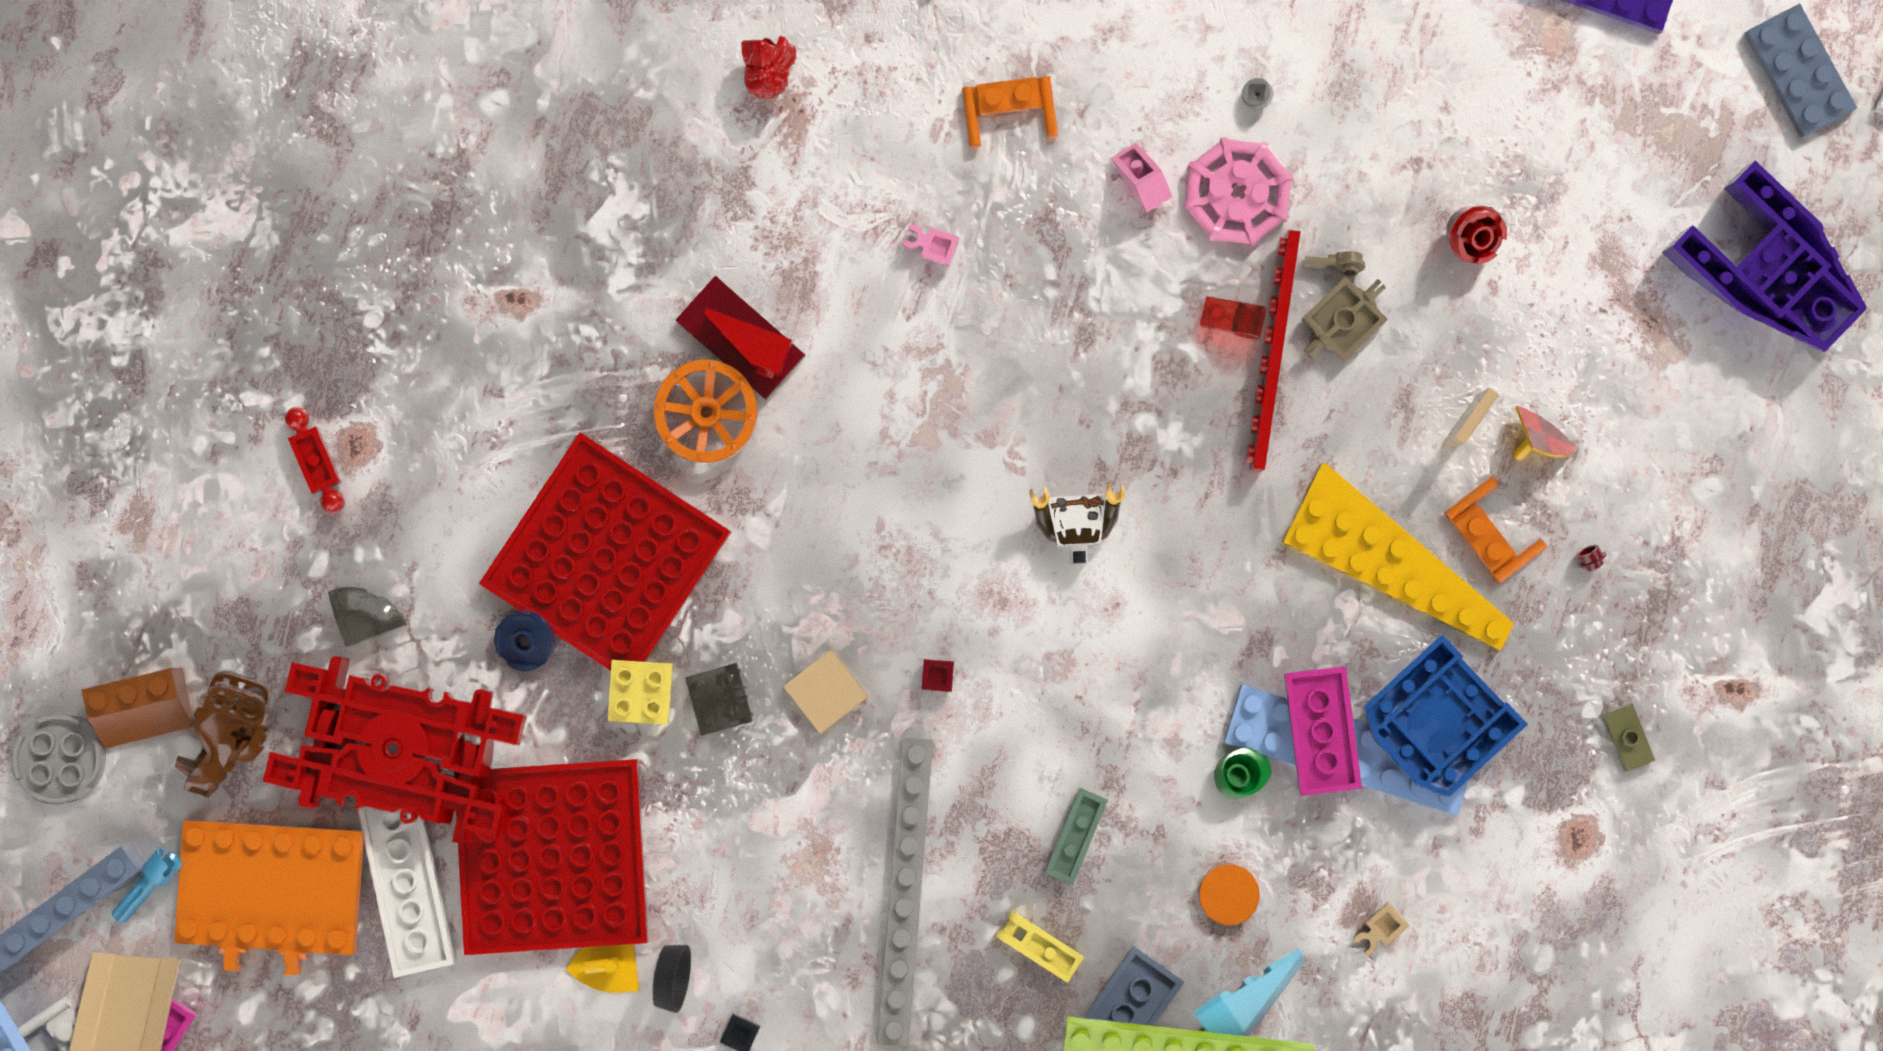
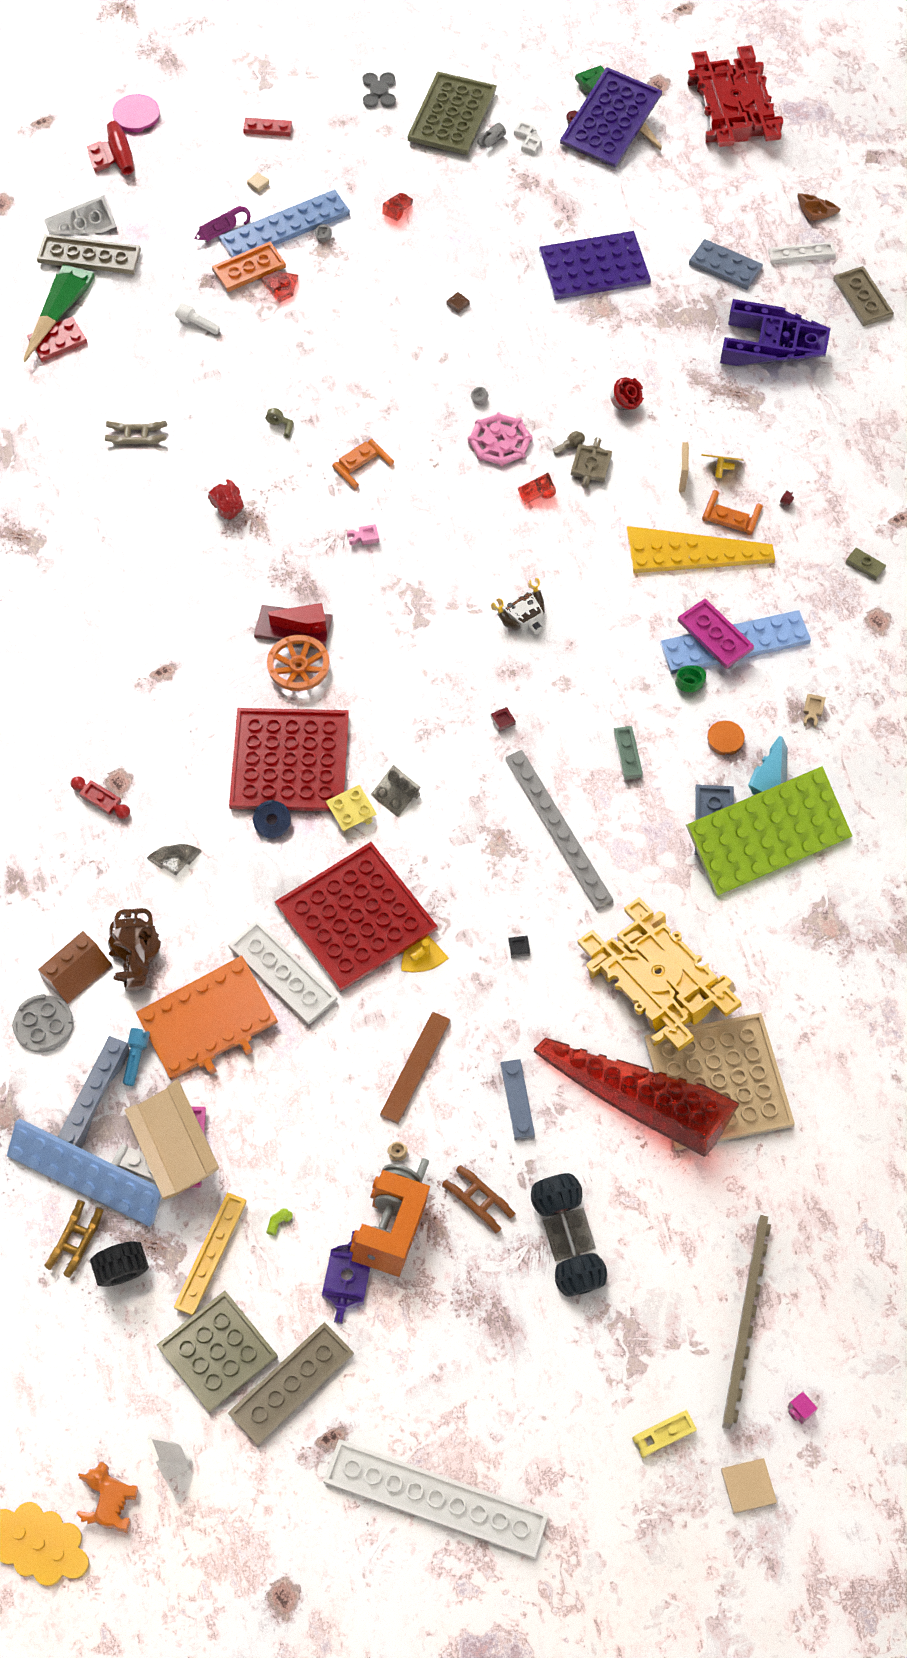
camera: 30 degrees left, 25 degrees down
(419, 729) = (236, 919): red piece -> none
(671, 977) = (462, 930): black tyre -> none
(825, 691) = (449, 759): tan tile -> none
(1041, 947) = (647, 813): light yellow plate -> none
(1142, 177) = (449, 454): bright pink slope -> none
(1274, 337) = (569, 496): red plate -> none
(1440, 720) = (769, 599): blue wedge -> none

